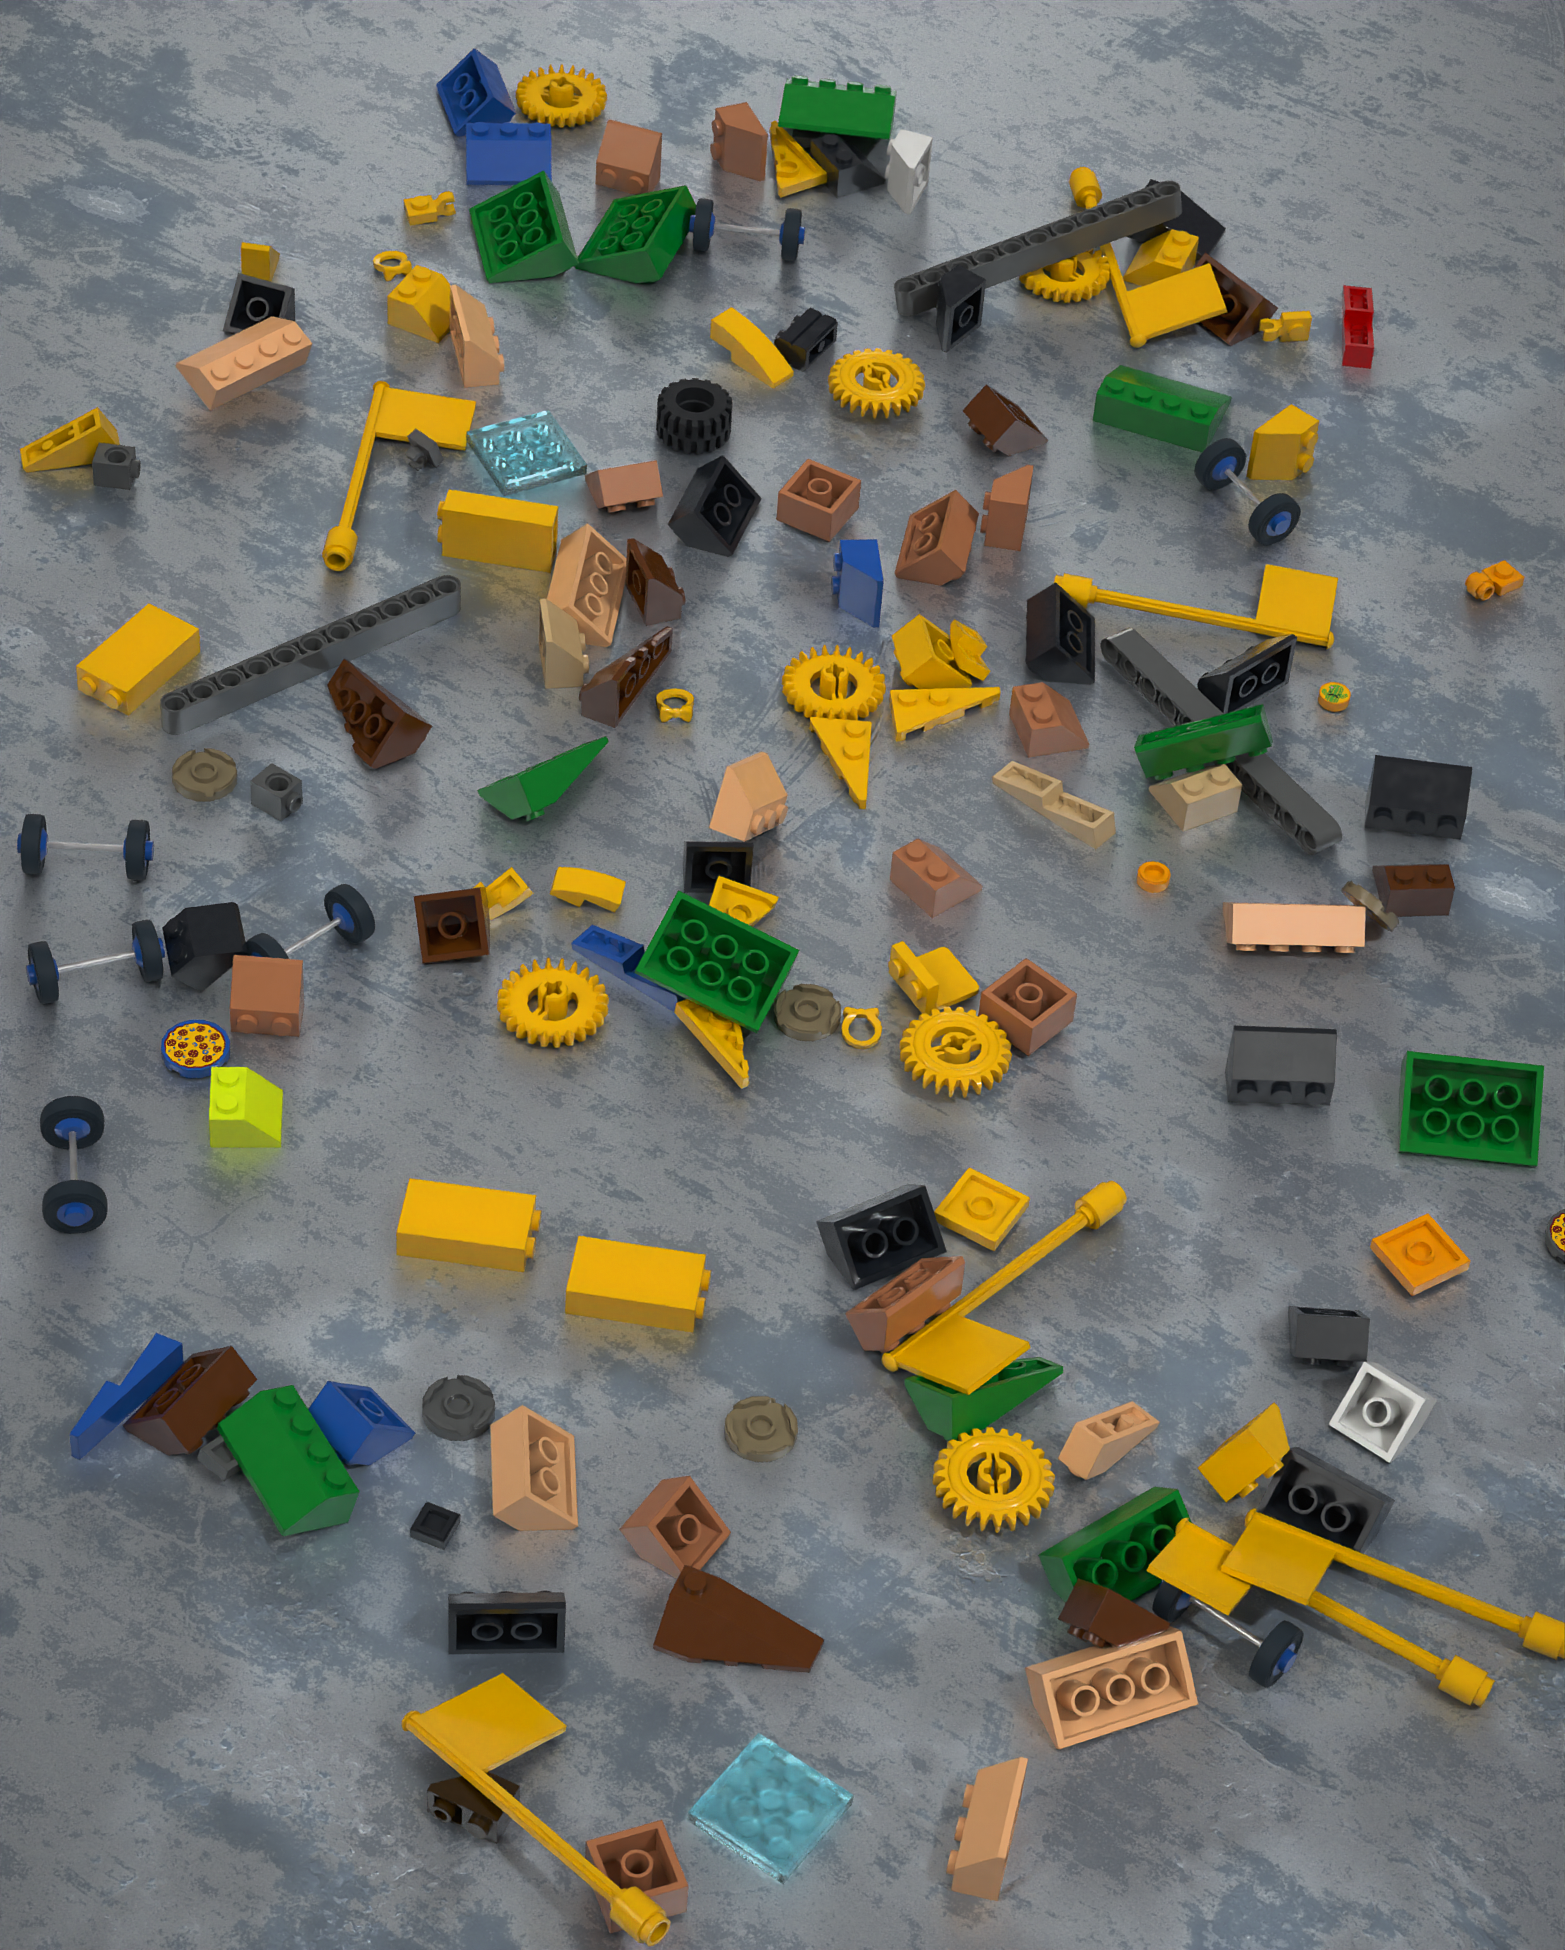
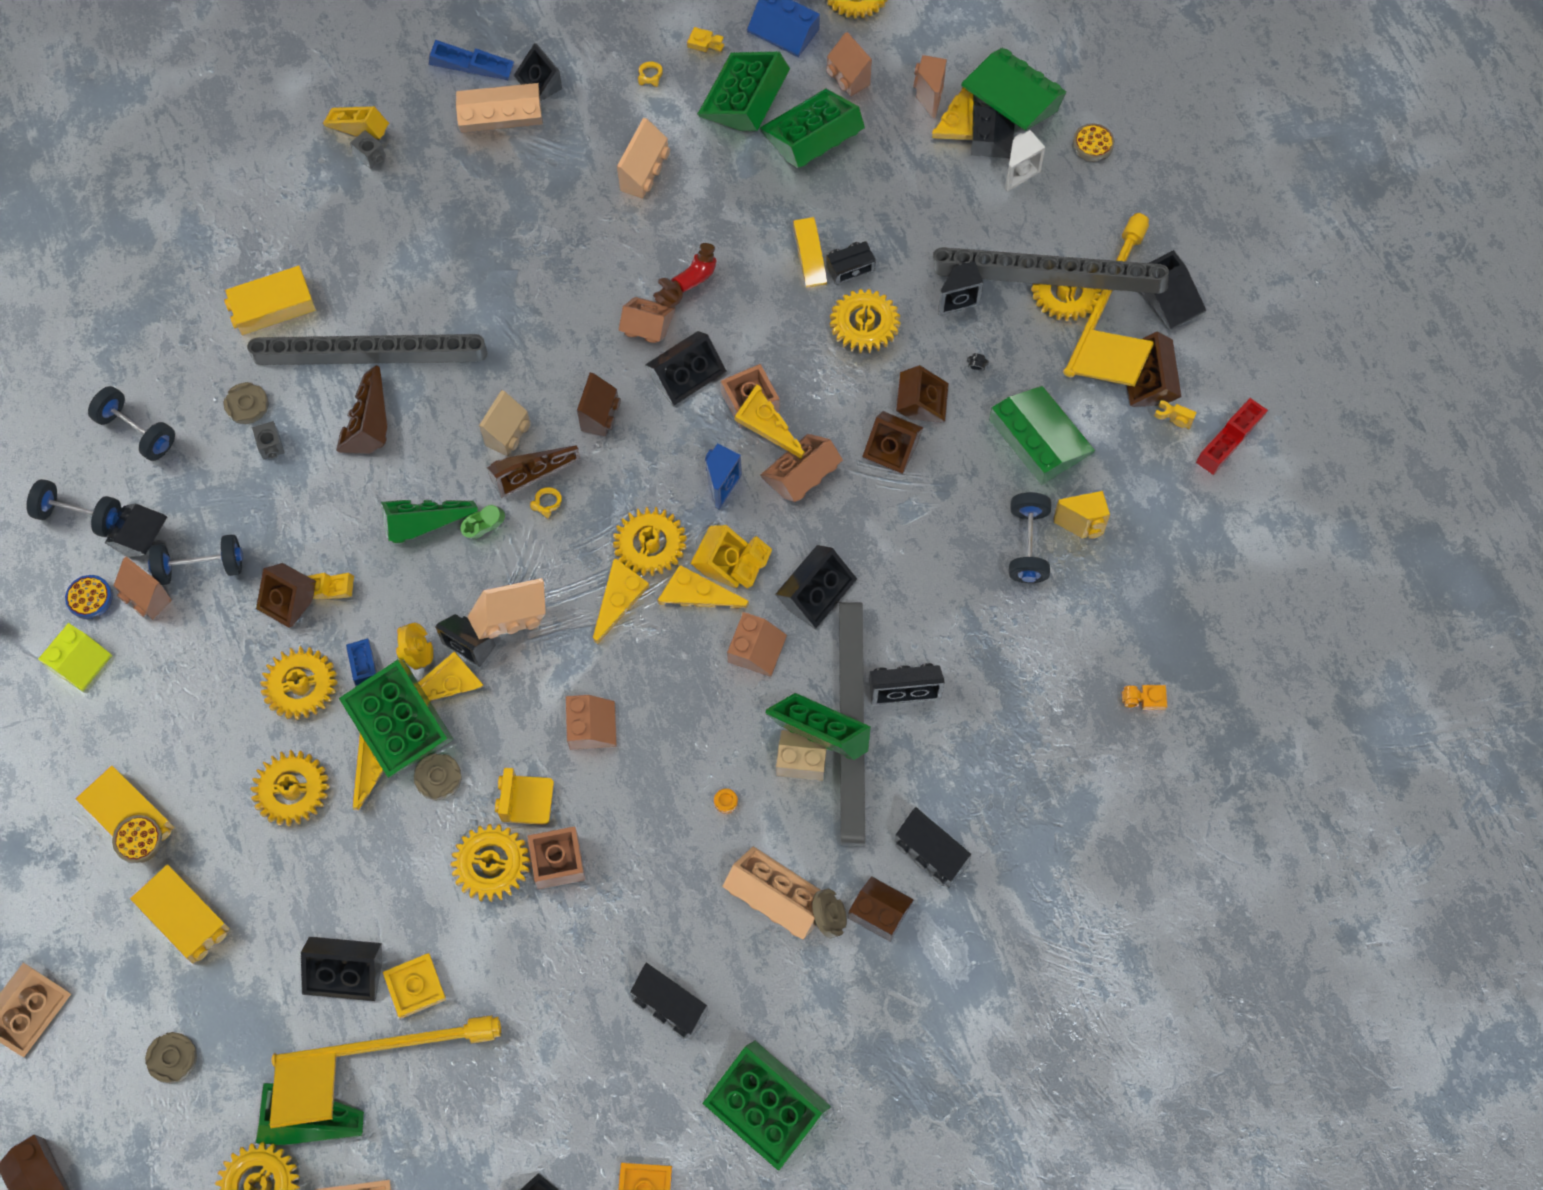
camera: 40 degrees right, 20 degrees up
(166, 333) = (474, 62): none -> blue slope
(259, 260) = (570, 34): yellow slope -> none
(394, 416) = (561, 196): yellow flag -> none
(421, 304) = (633, 108): yellow slope -> none
(423, 451) = (549, 229): dark grey tile -> none
(458, 1408) = (27, 934): dark grey tile -> none
(498, 530) = (537, 318): yellow brick -> none
(520, 1226) = (137, 839): none -> tile
(526, 453) = (609, 262): clear light blue plate -> none
(580, 884) = (384, 610): yellow slope -> none
(589, 583) = (558, 387): light nougat slope -> none
(621, 752) = (482, 522): none -> bright green piece
(638, 423) = (698, 272): none -> piece
(647, 1092) = (279, 773): none -> yellow gear
(661, 888) = (414, 646): none -> yellow plate
(675, 1527) = (63, 1099): nougat slope -> none
(694, 416) = (729, 274): black tyre -> none
(790, 232) = (855, 140): black axle -> none
(871, 1015) = (458, 795): yellow piece -> none
(874, 504) = (760, 416): none -> yellow wing
(907, 1302) = (305, 1029): nougat slope -> none
(961, 133) = (1093, 142): none -> tile
(1002, 461) = (892, 441): none -> reddish brown slope
(1007, 509) = (861, 468): nougat slope -> none
(1034, 370) = (977, 362): none -> black plate
(1046, 796) = (711, 709): tan slope -> none
(1163, 257) = (1138, 316): yellow slope -> none
(1288, 604) = (985, 647): yellow flag -> none
(1334, 696) = (958, 729): tile -> none

